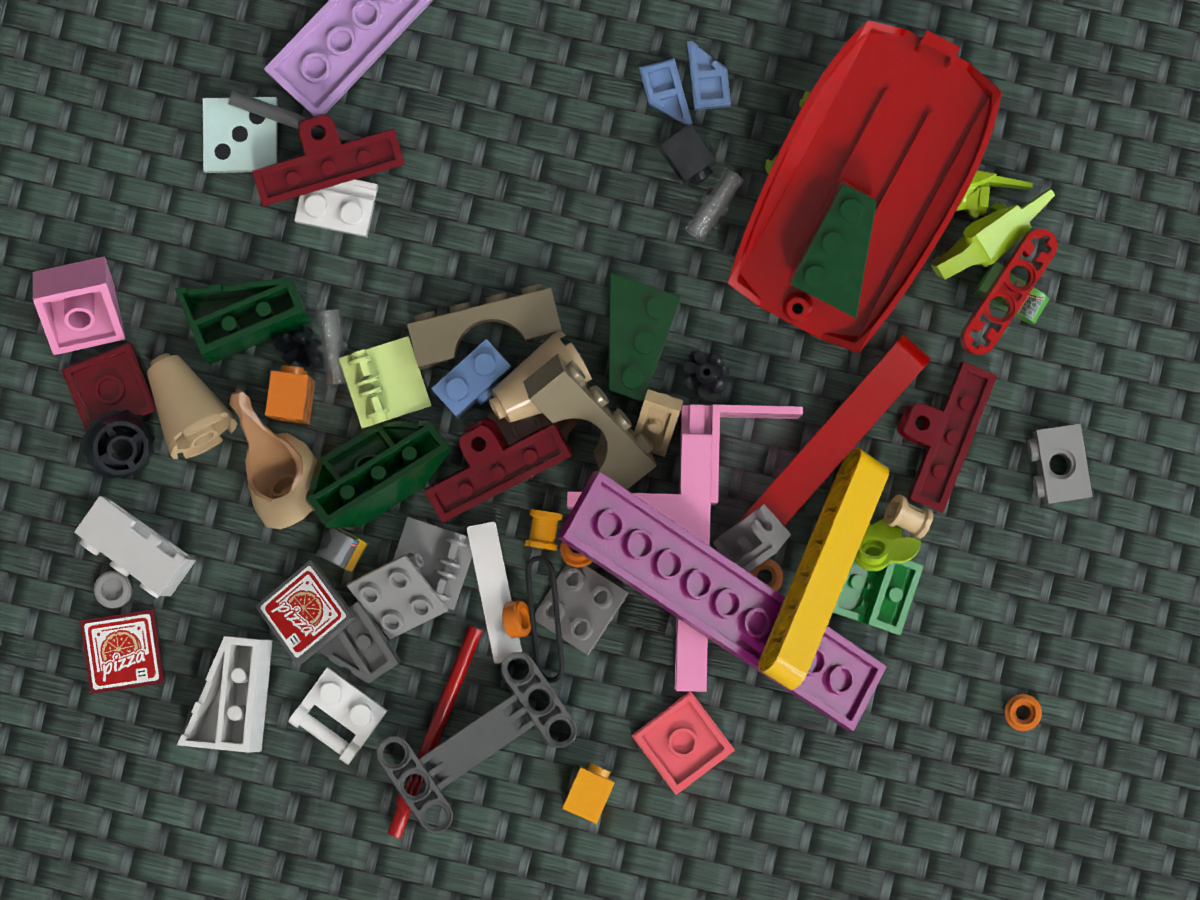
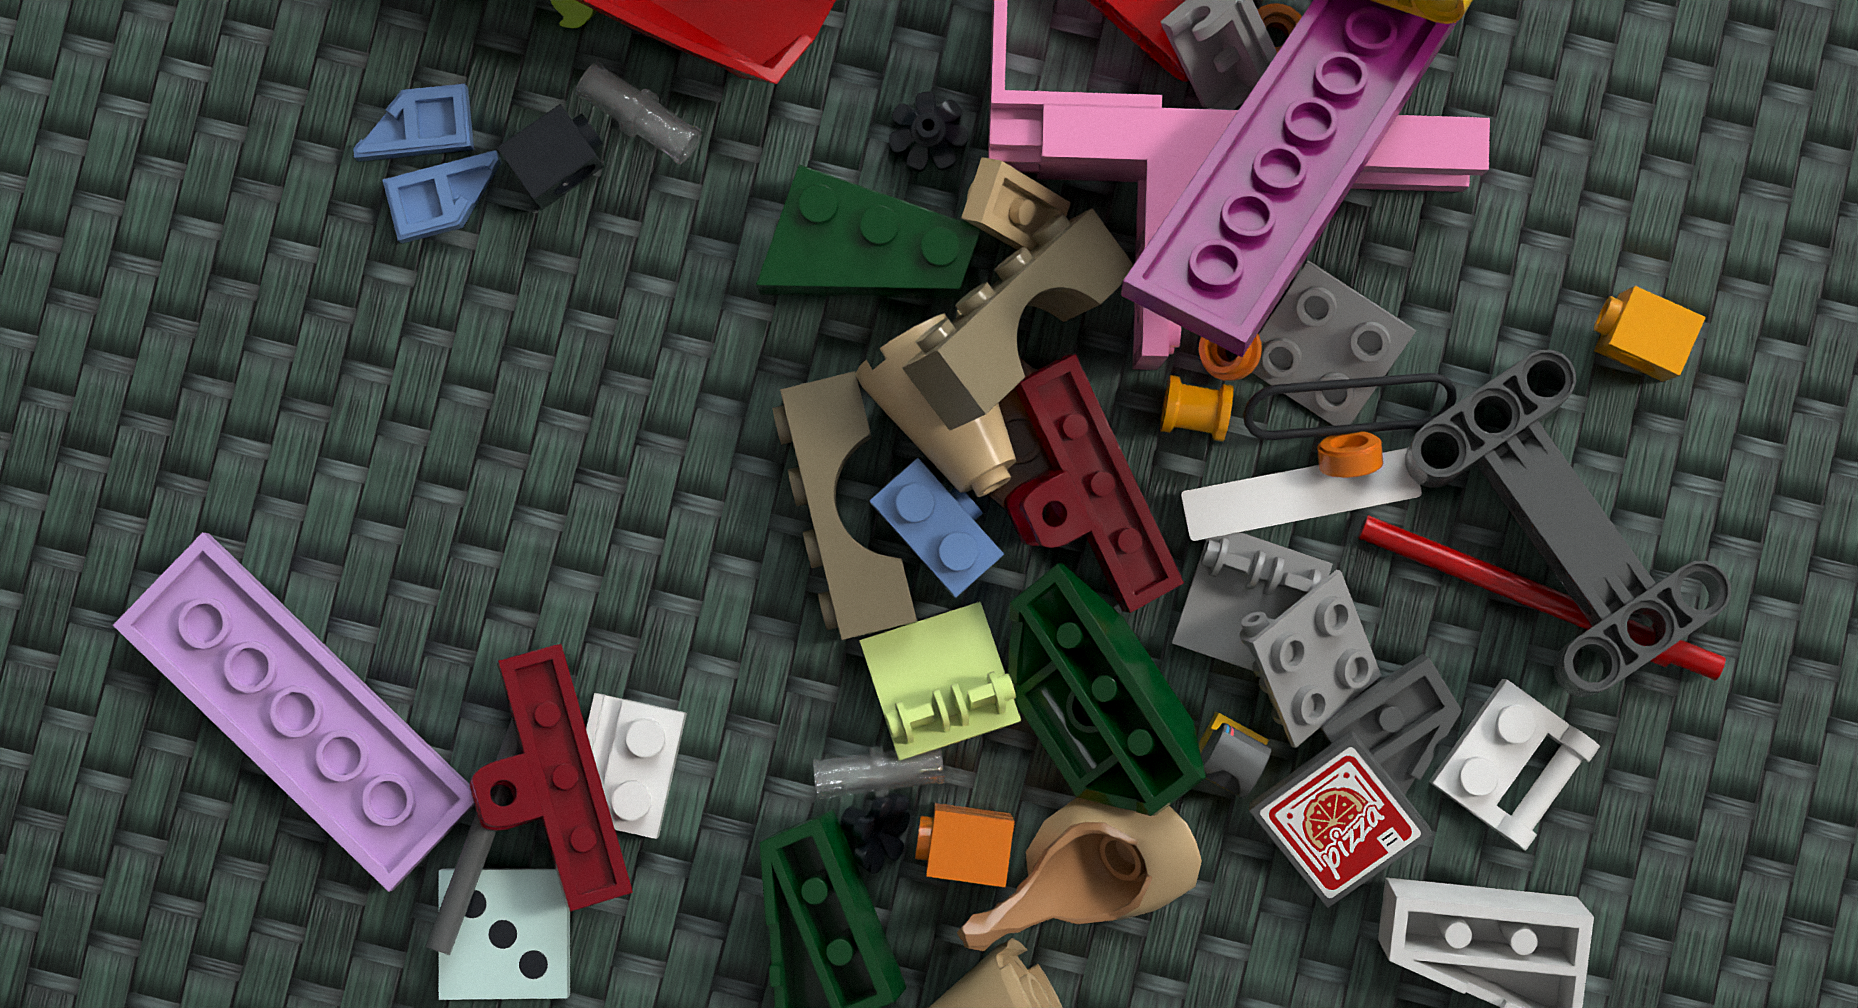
camera: 90 degrees left, 0 degrees up
(683, 742) = (1558, 176): coral tile -> none

